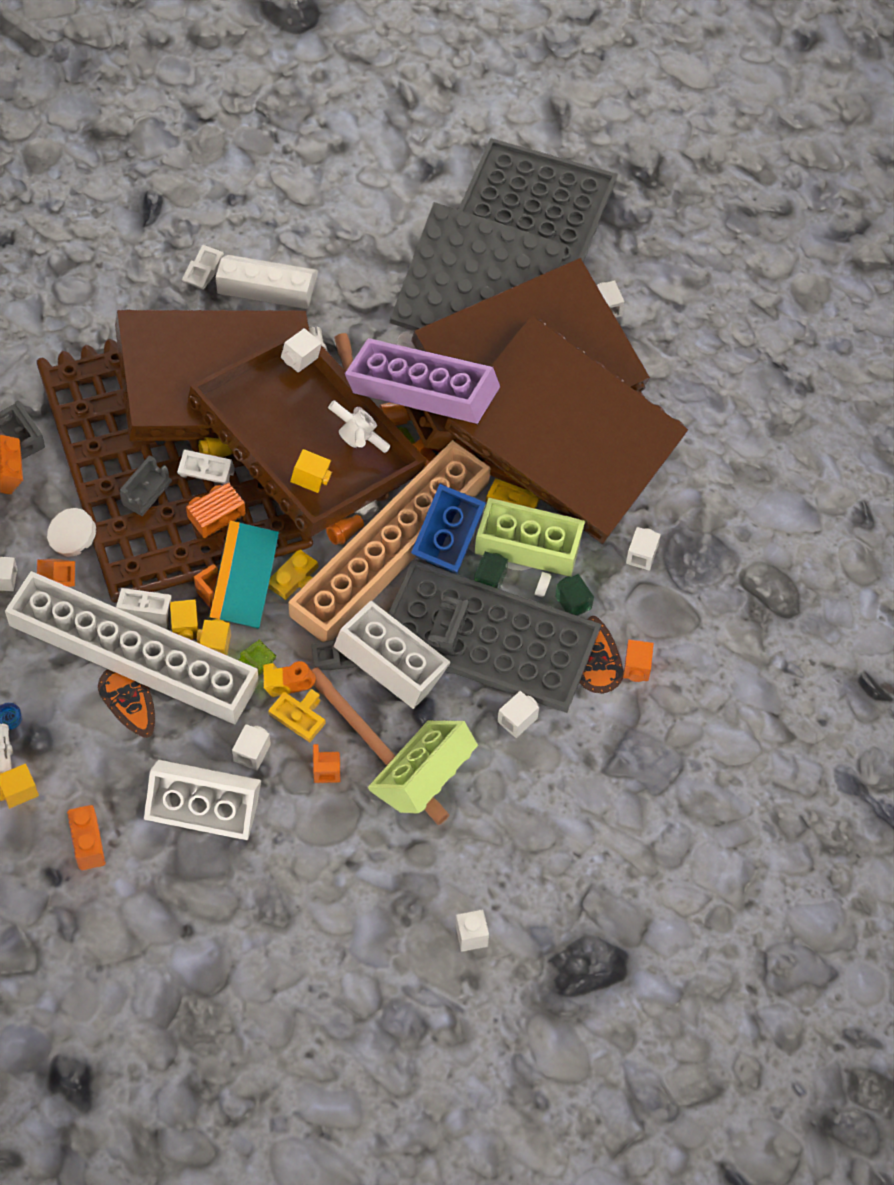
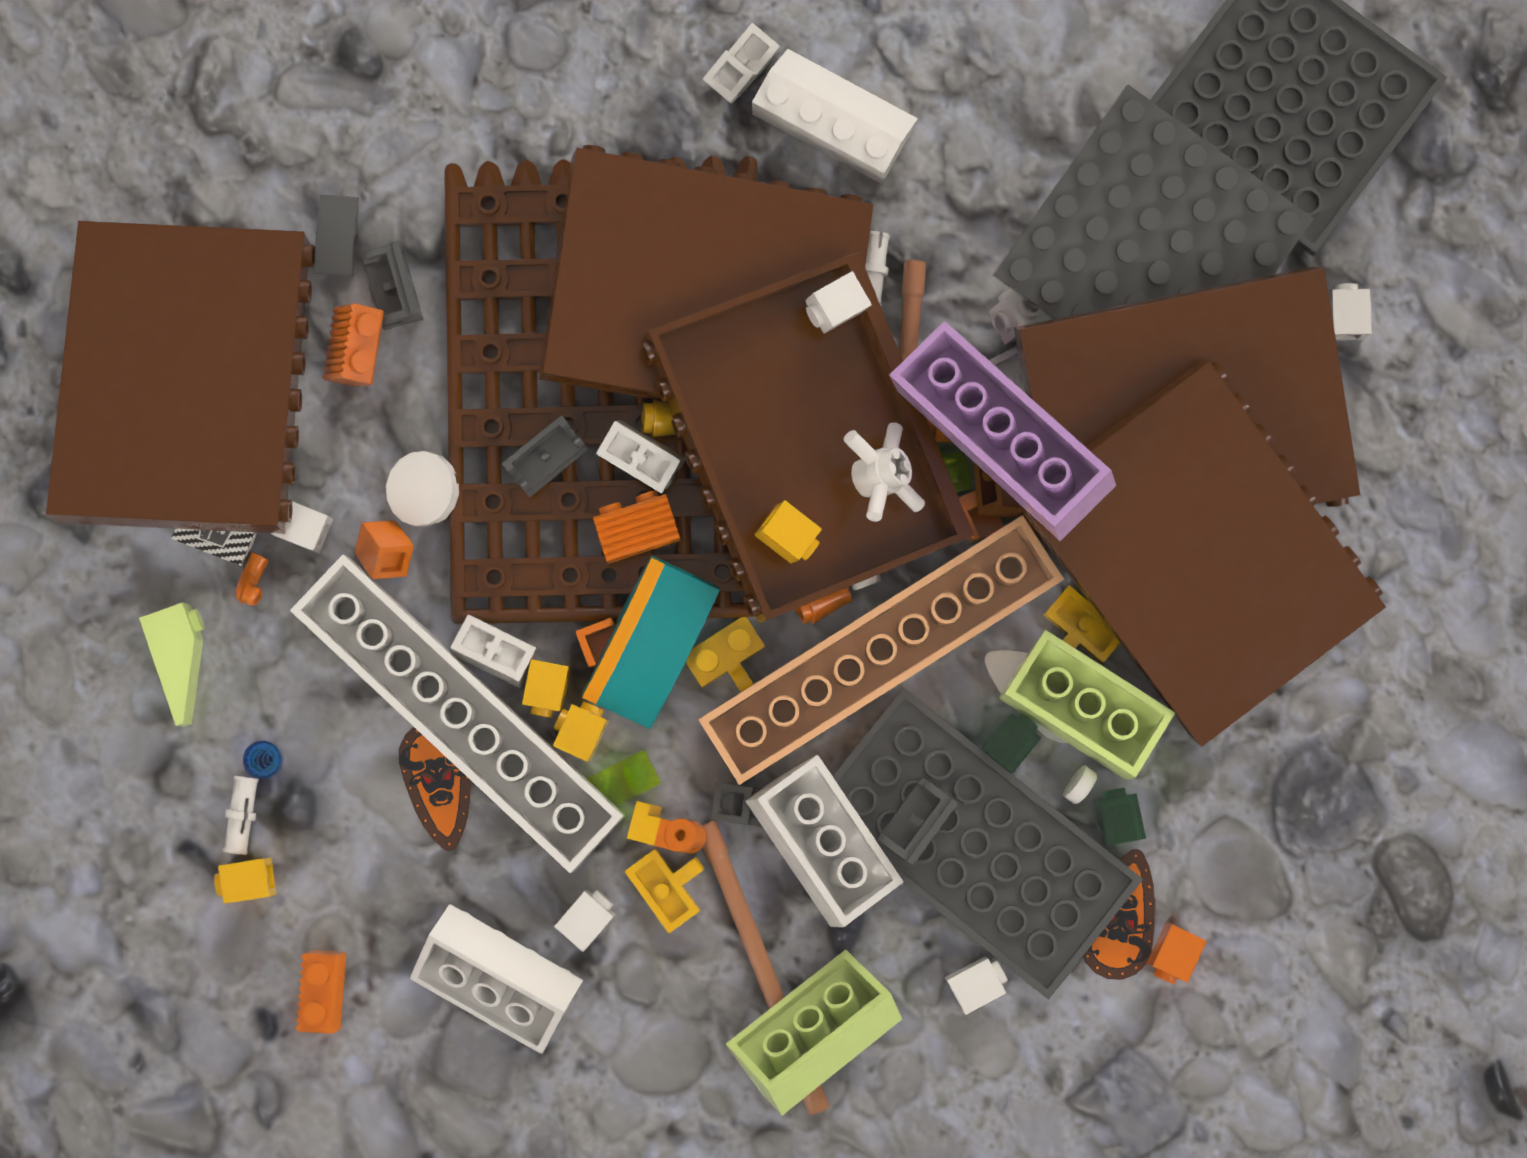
camera: 20 degrees right, 25 degrees up
(326, 766) = (682, 977): orange panel -> none
(448, 529) = (970, 669): blue slope -> none
(643, 548) = (1249, 769): white brick -> none

